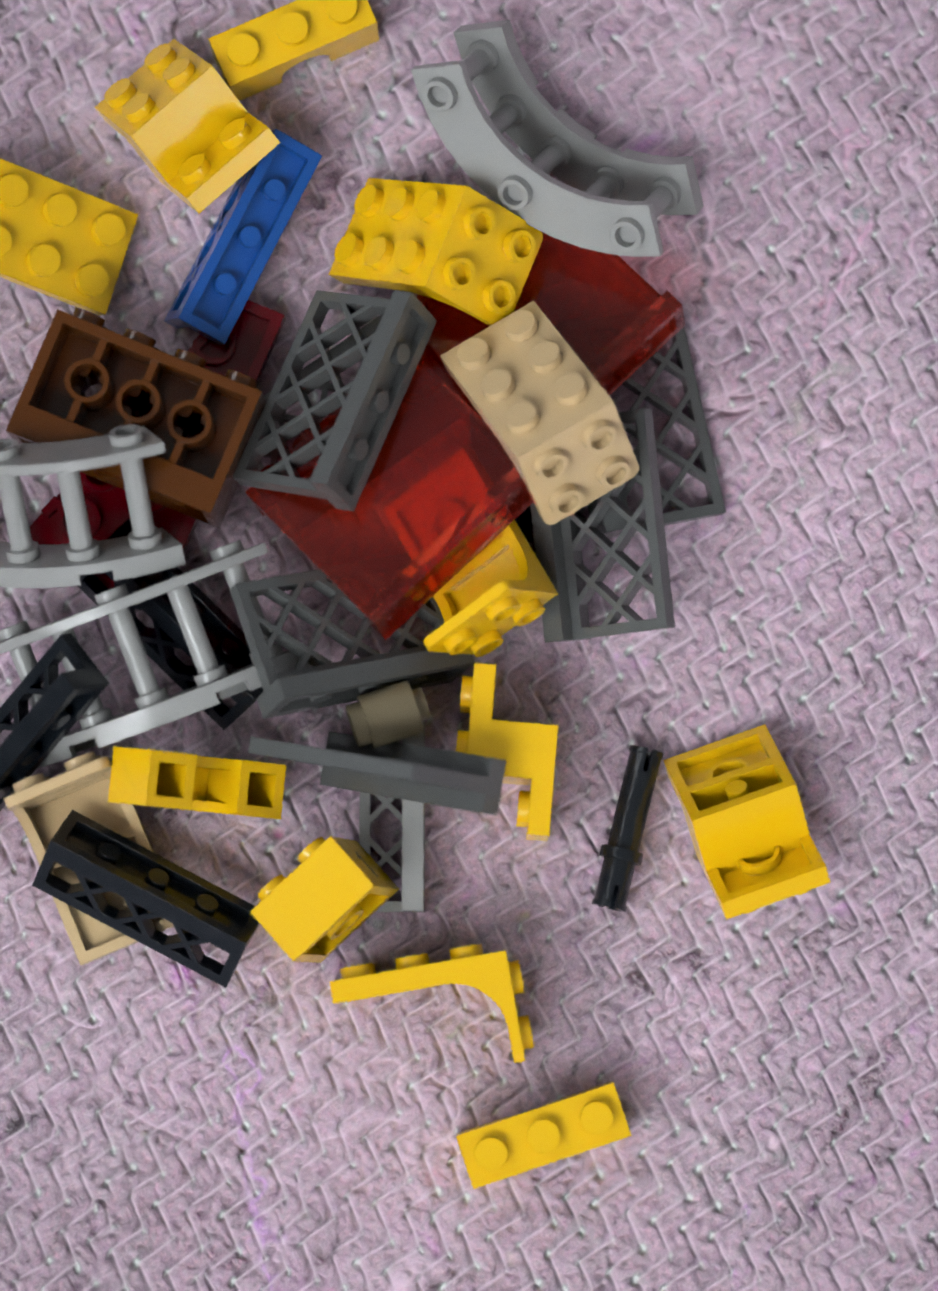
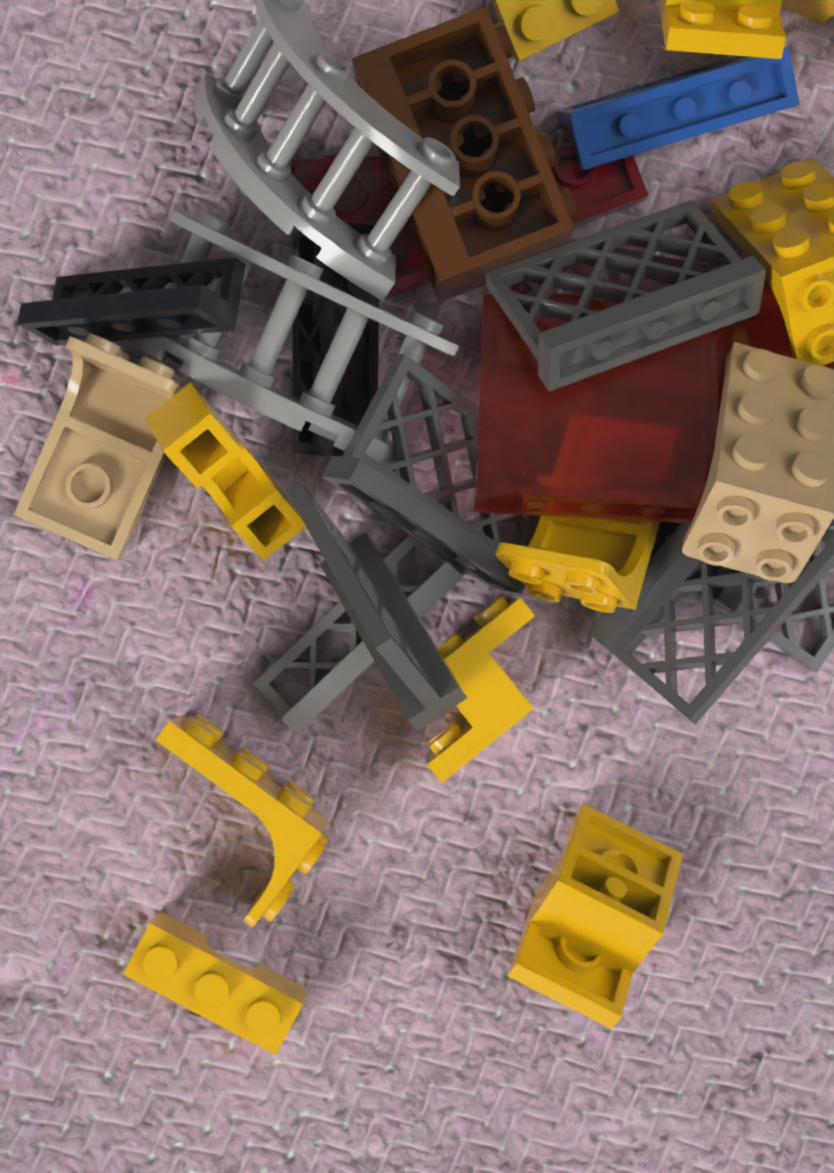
camera: 45 degrees right, 5 degrees up
(151, 890) = (115, 515): black fence -> none
(323, 898) = (231, 651): yellow brick -> none
(388, 715) = (417, 568): dark tan brick -> none
(627, 829) = (505, 826): black pin -> none

